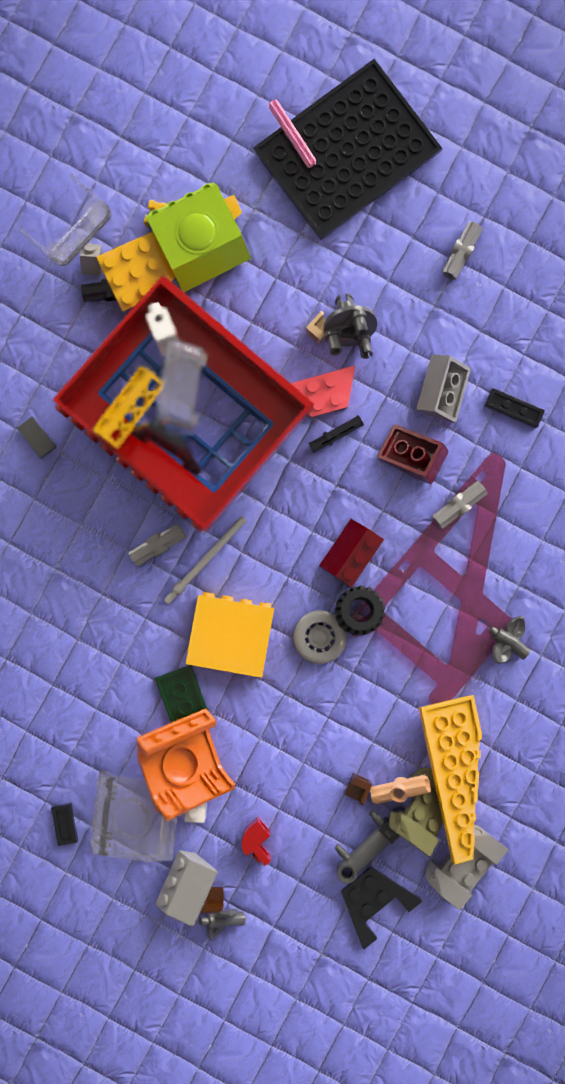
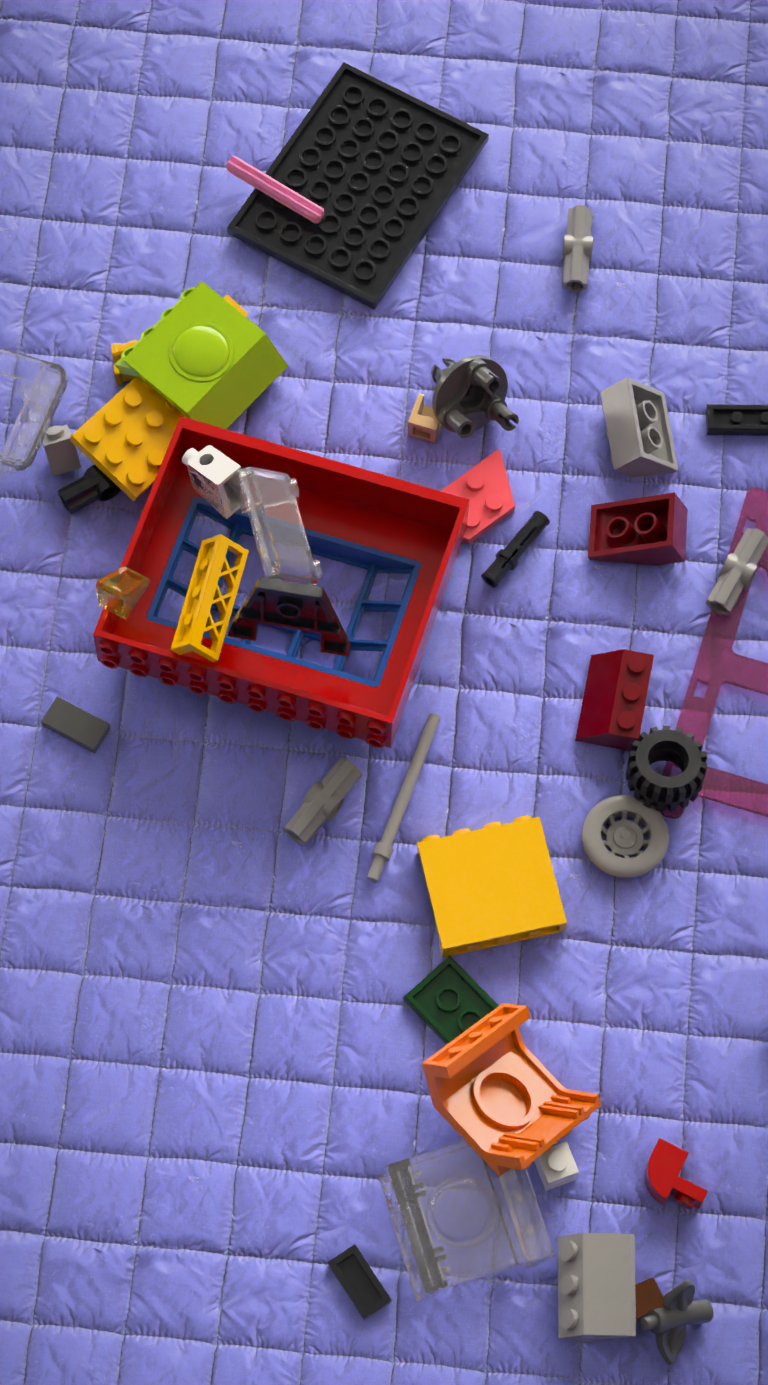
camera: 20 degrees left, 20 degrees down
(79, 379) = (121, 590): none -> clear yellow slope

